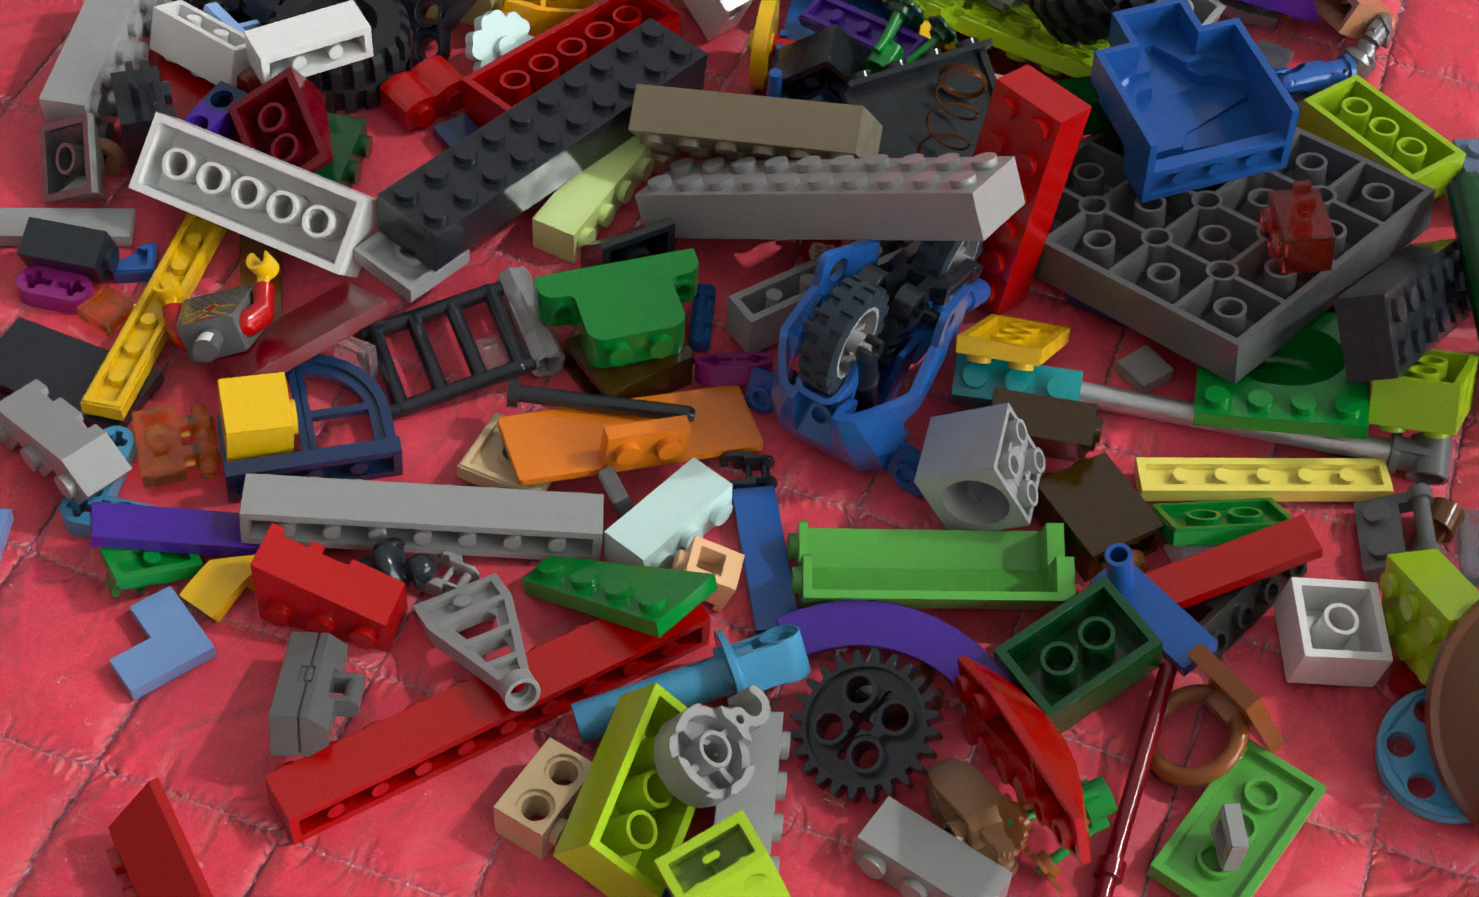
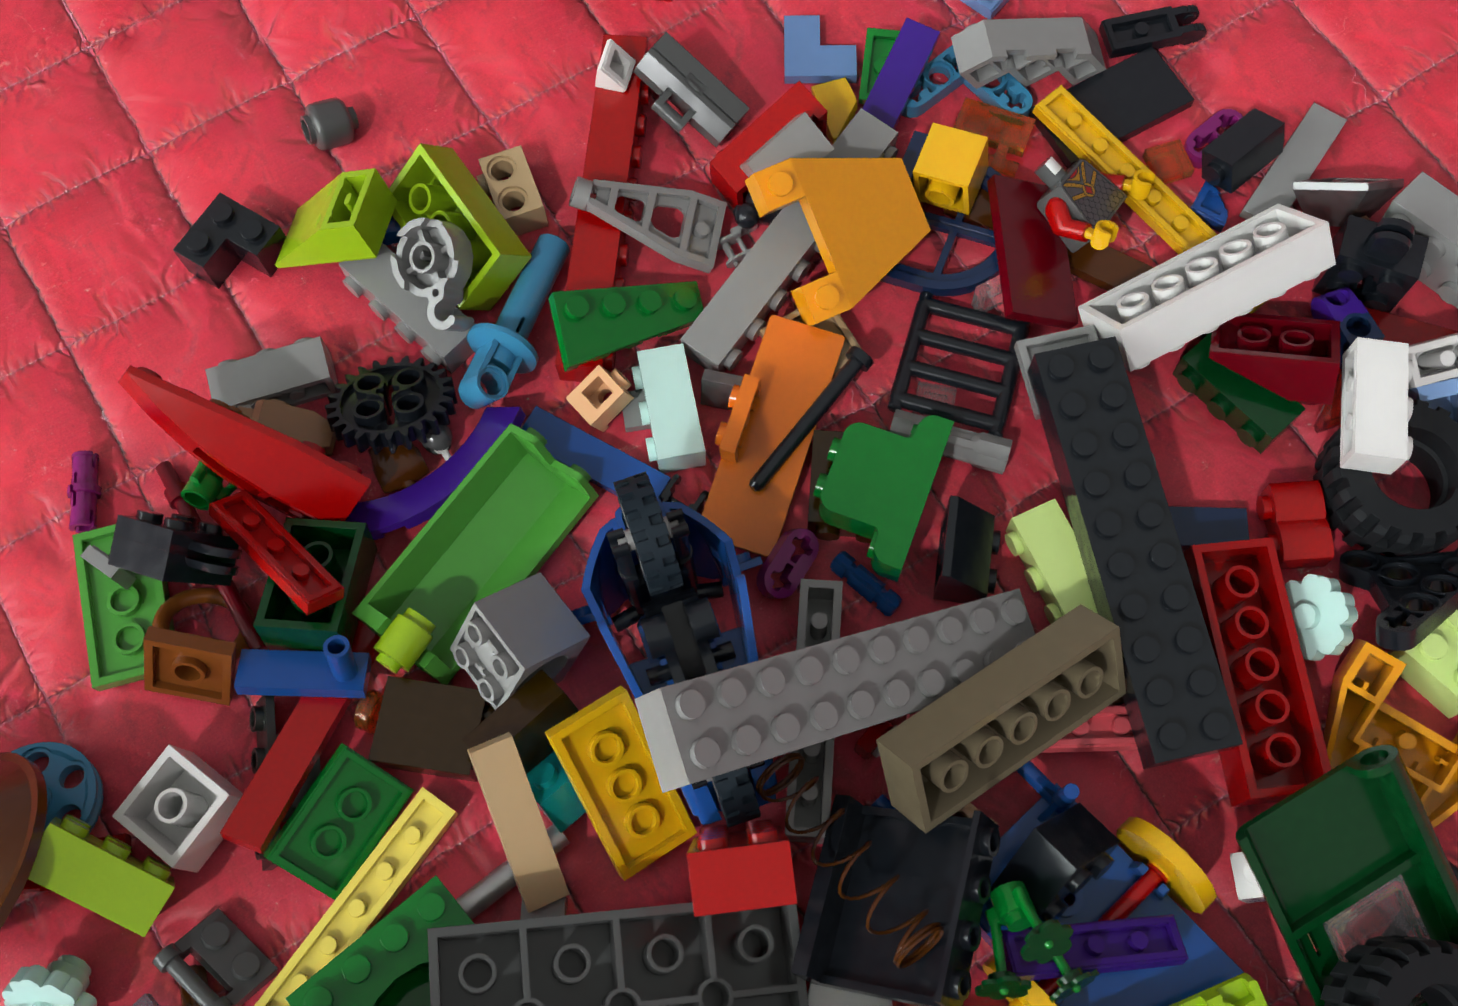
camera: 135 degrees right, 20 degrees up
(337, 771) = (614, 68): none -> white slope
(353, 524) = (795, 140): none -> light grey brick
(391, 450) = (860, 219): none -> light orange wedge
(1060, 538) = (404, 641): none -> lime brick
(1090, 675) = (276, 552): none -> red tile
(1106, 380) = (518, 821): none -> tan tile
(1163, 760) = (174, 549): none -> black brick

